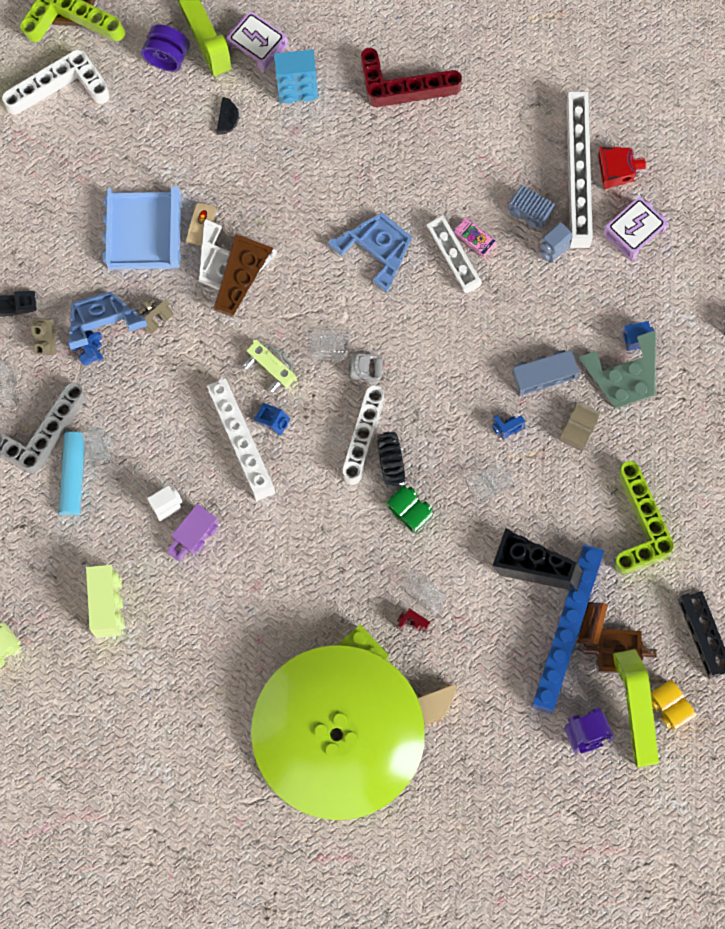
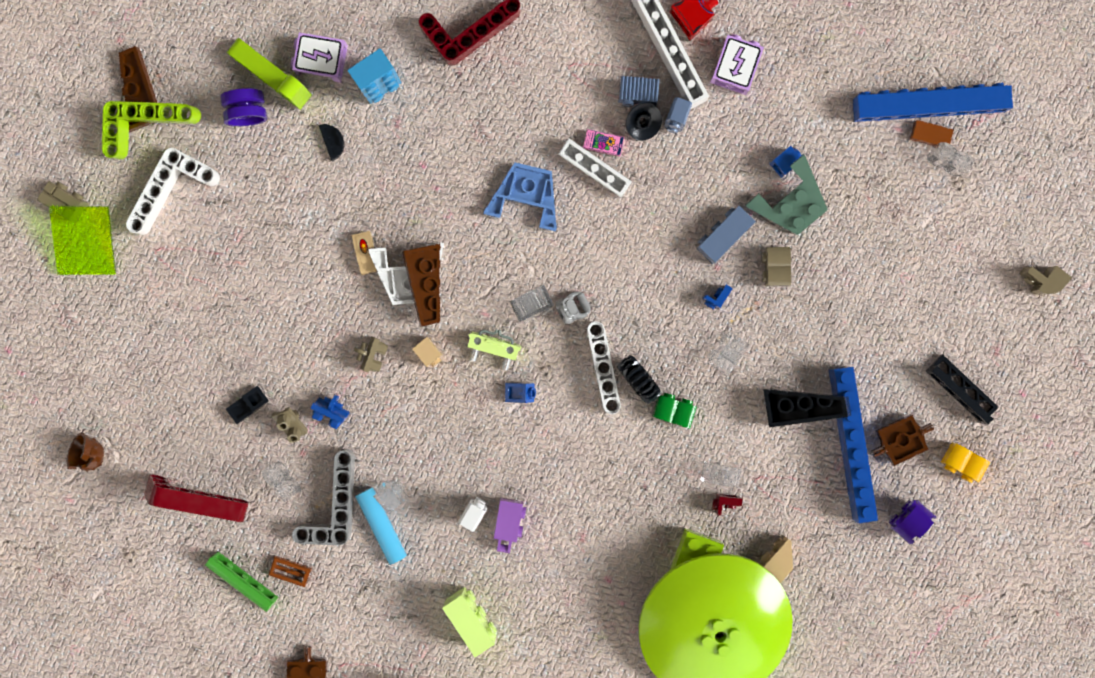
camera: 30 degrees left, 15 degrees up
(100, 311) = (323, 378): medium blue wing -> none
(142, 230) = (317, 283): light blue panel -> none
(207, 338) = (428, 352): none -> tan brick
(241, 439) = (504, 425): white brick -> none
(526, 243) = (649, 126): none -> black dish
(593, 619) = (872, 429): dark orange tile -> none
(639, 707) = (943, 477): lime beam -> none
(645, 521) = (871, 321): lime beam -> none

